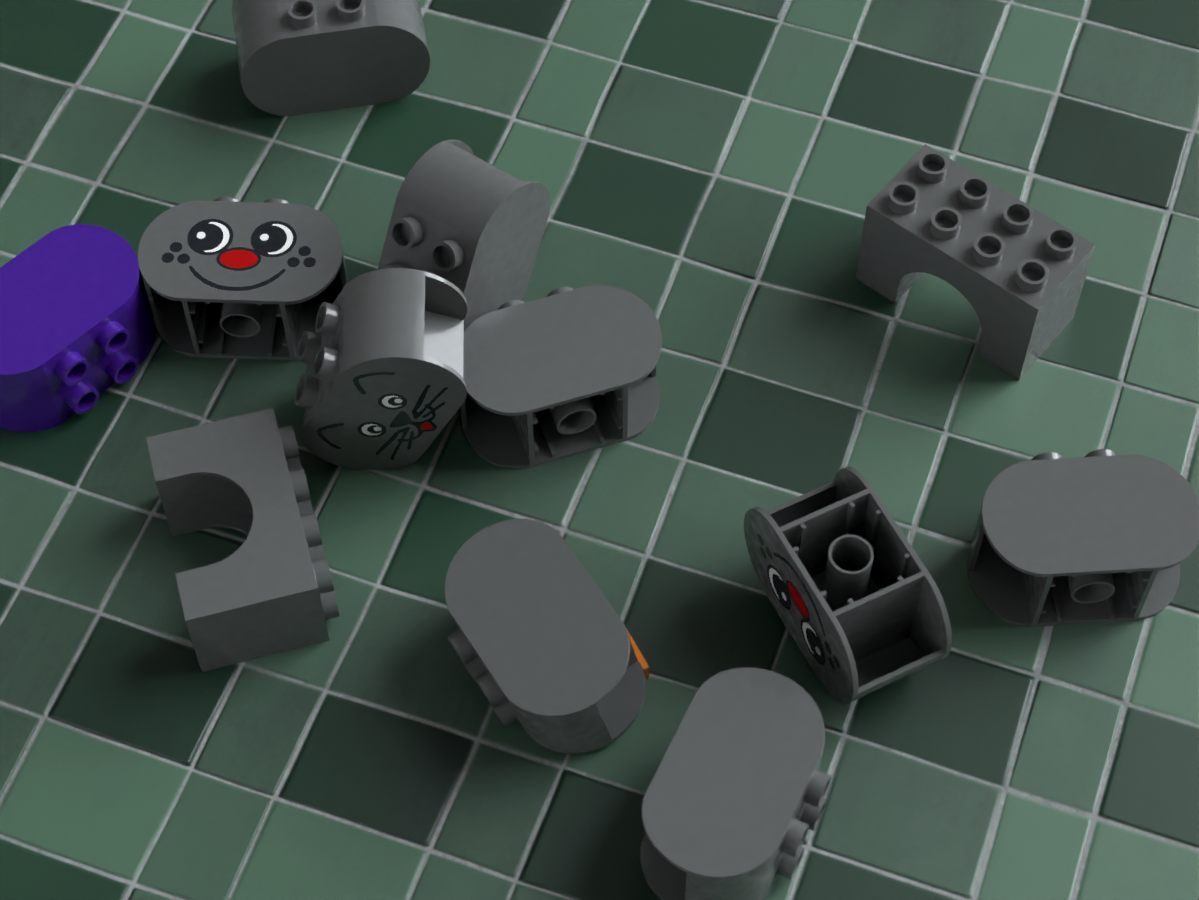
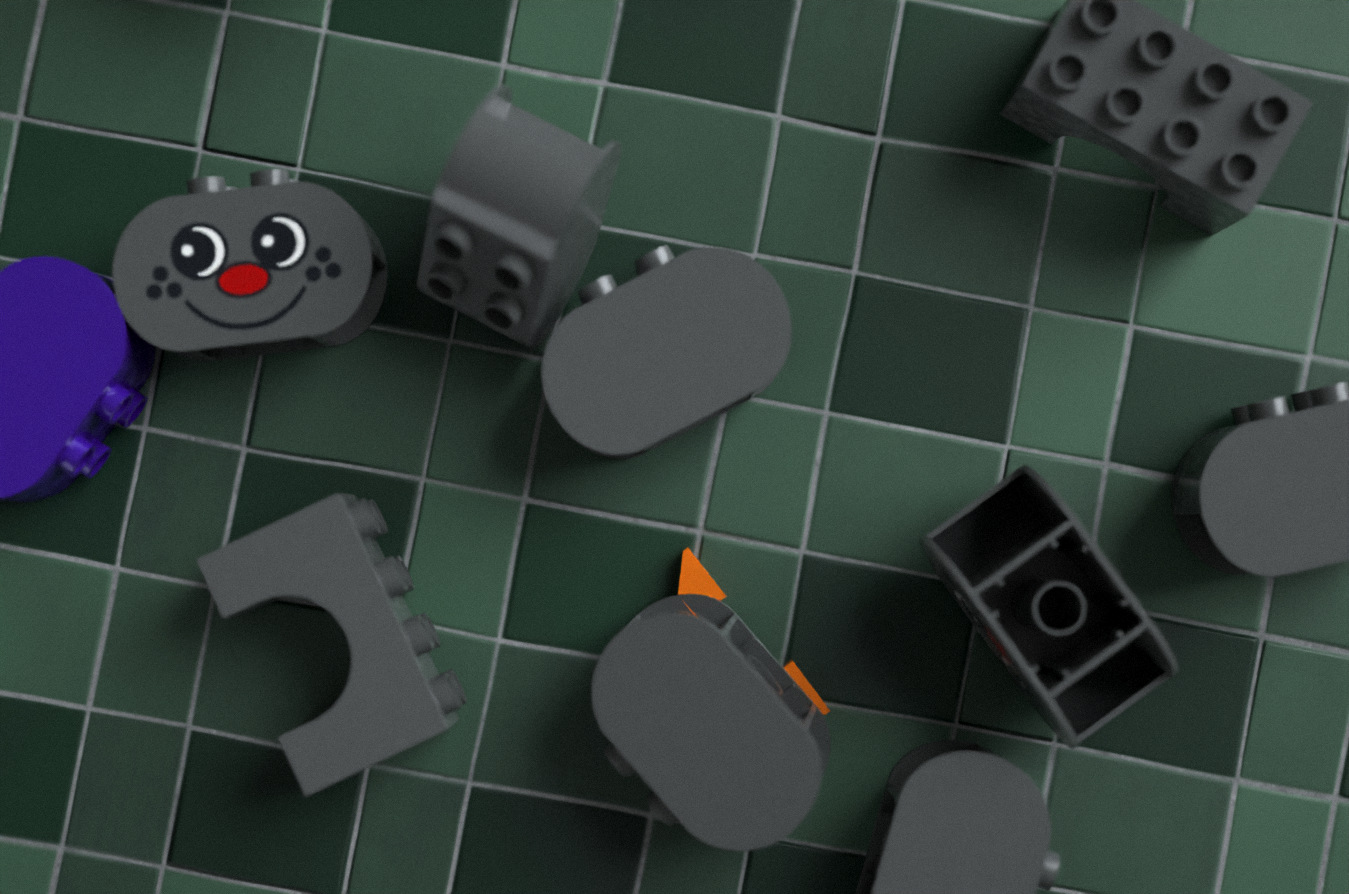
camera: 15 degrees left, 30 degrees up
(383, 369) = (458, 412): dark grey brick -> none

